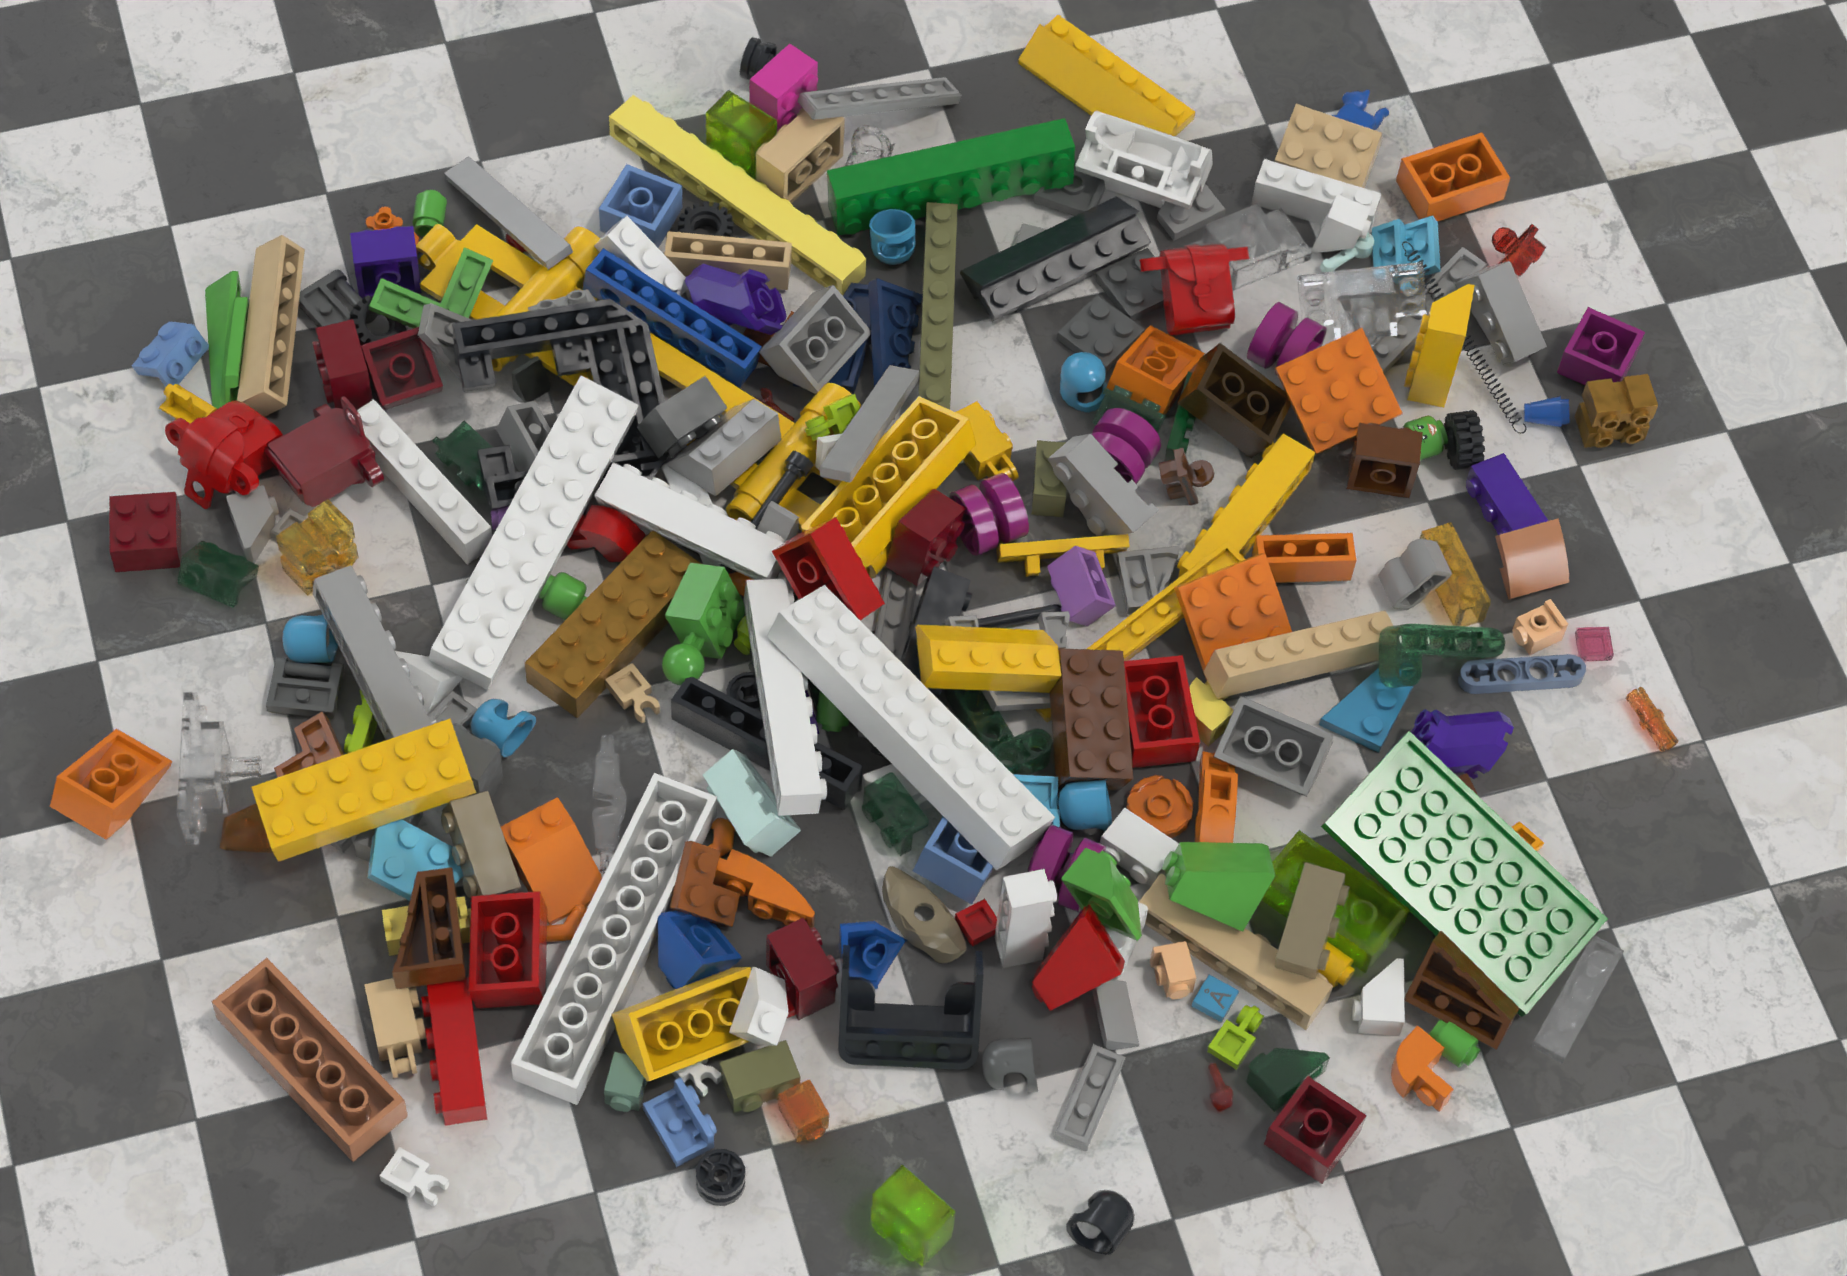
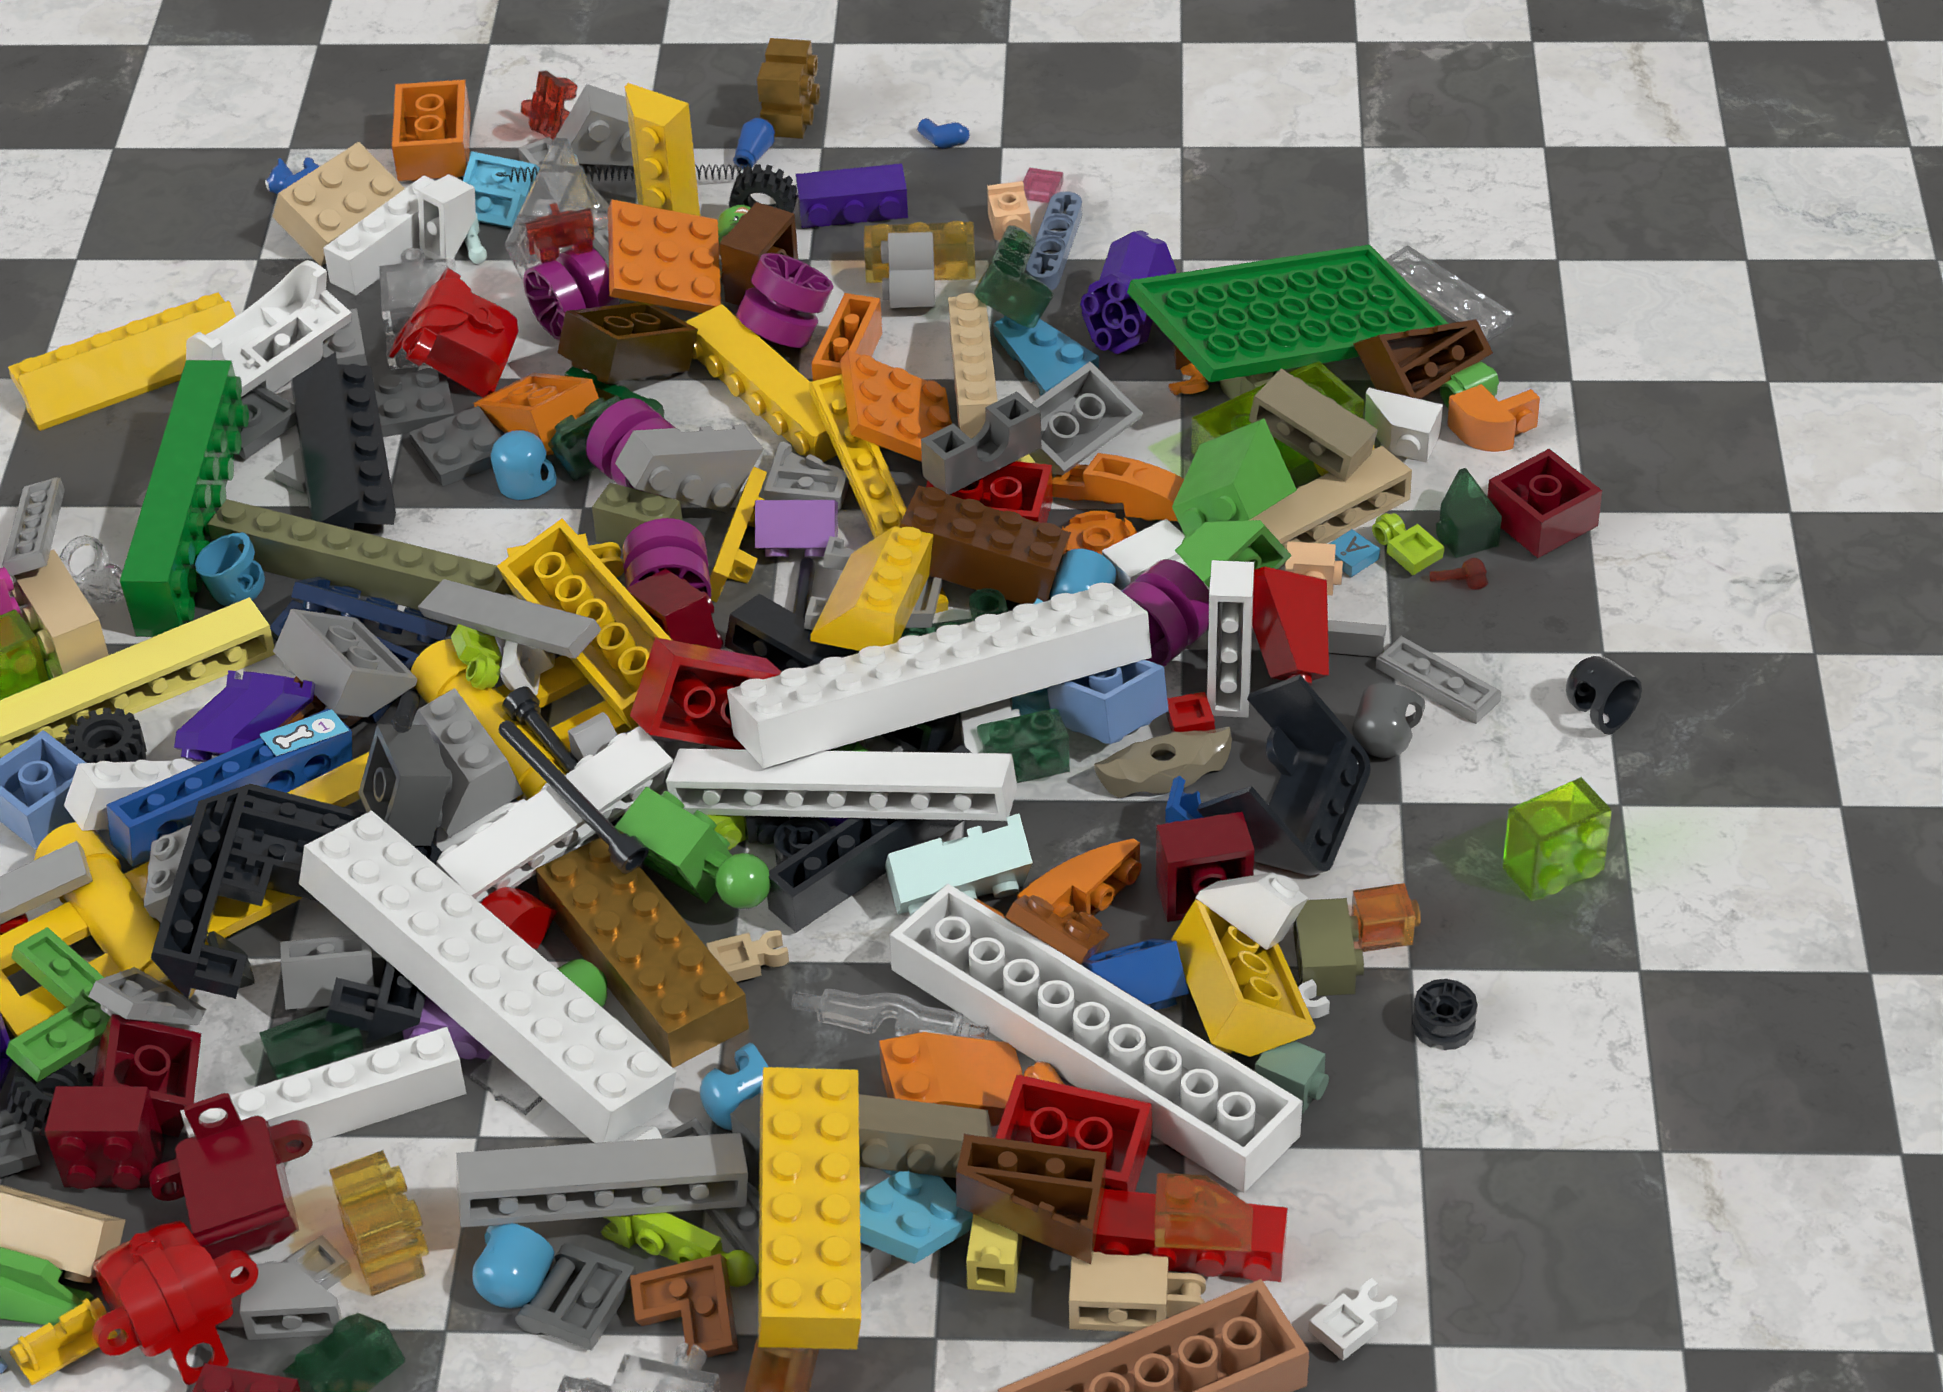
camera: 65 degrees left, 15 degrees down
(448, 1046) = (1200, 1214): none -> clear orange slope
(669, 576) = (625, 850): none -> black piece
(681, 1123) = (1362, 1030): medium blue bracket -> none
(728, 340) = (304, 732): none -> medium azure sticker
(731, 254) = (179, 699): tan brick -> none
(740, 391) = (406, 711): none -> black piece
(1159, 670) = (1008, 434): none -> dark grey arch
(1182, 476) = (699, 405): reddish brown hips -> none
(1315, 302) = (558, 231): none -> clear red hips
(1329, 493) = (784, 300): none -> magenta wheel
(1533, 558) = (929, 184): nougat slope -> none
(1600, 349) = (710, 81): magenta brick -> none
(1628, 551) = (943, 135): none -> blue arm
(1652, 719) = (1147, 168): clear orange pin -> none

